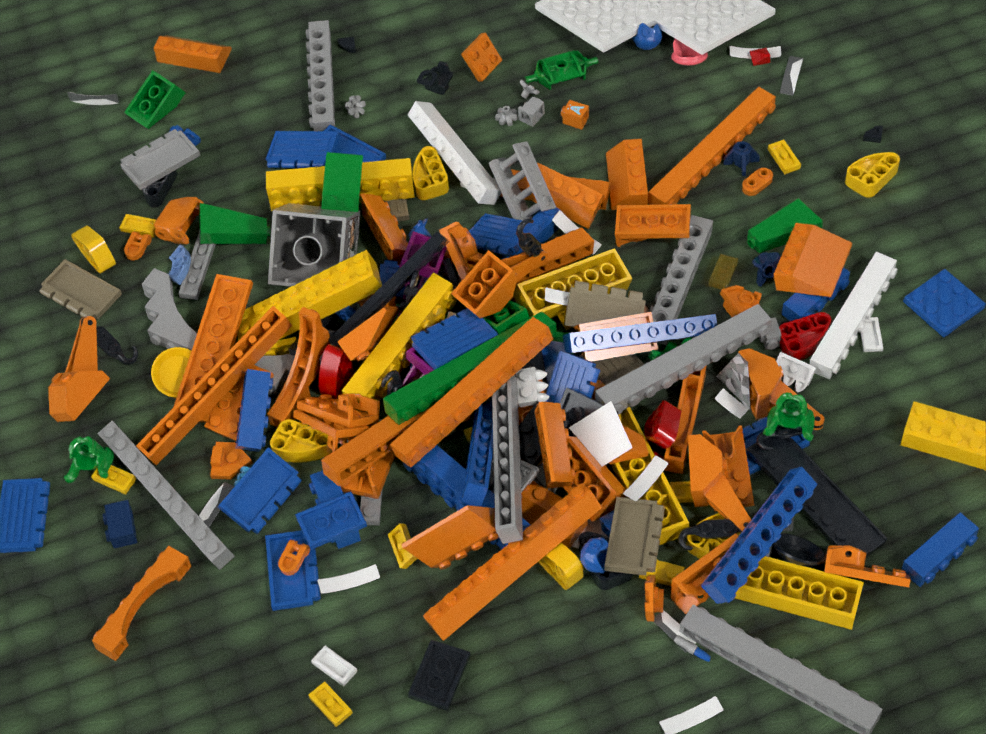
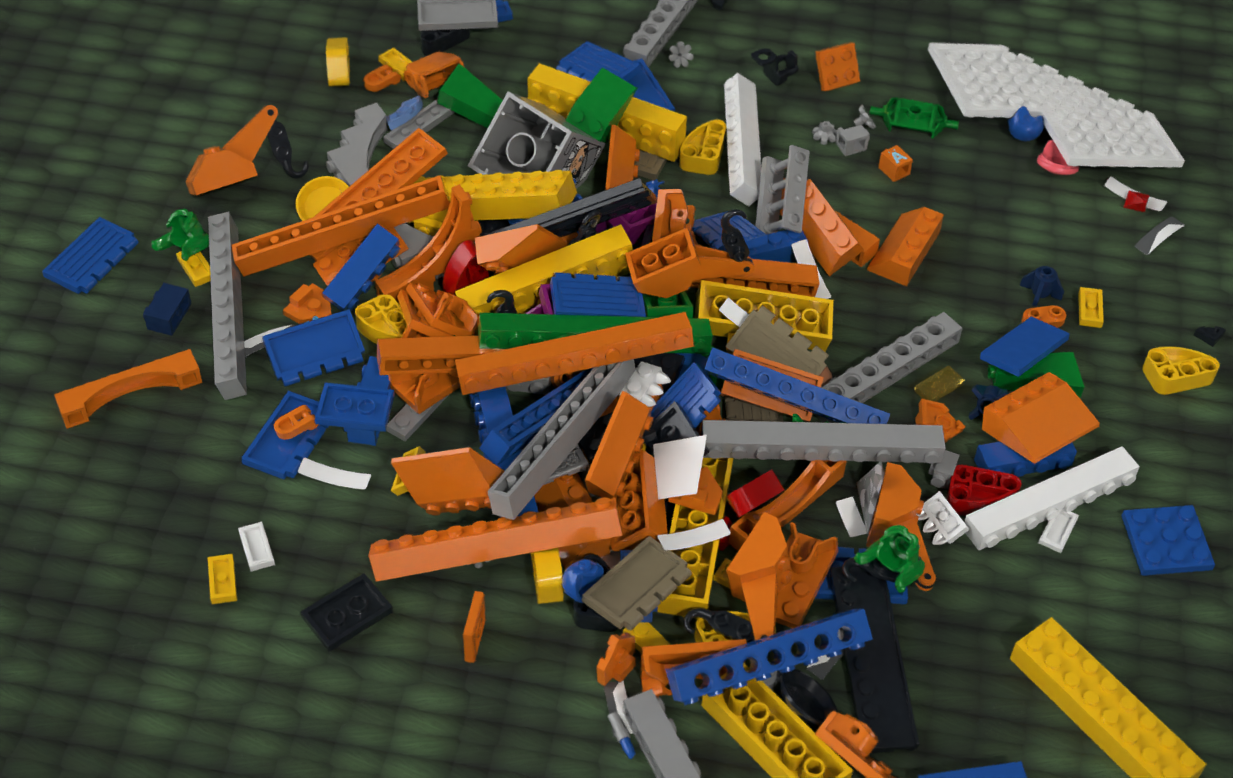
camera: 25 degrees right, 5 degrees down
(79, 290) = (299, 93): dark tan hinge -> none
(541, 632) = (474, 627): none -> orange tile
(651, 221) = (894, 297): orange plate -> none
(712, 149) = (1014, 262): orange brick -> none
(764, 212) = (1024, 346): none -> blue tile

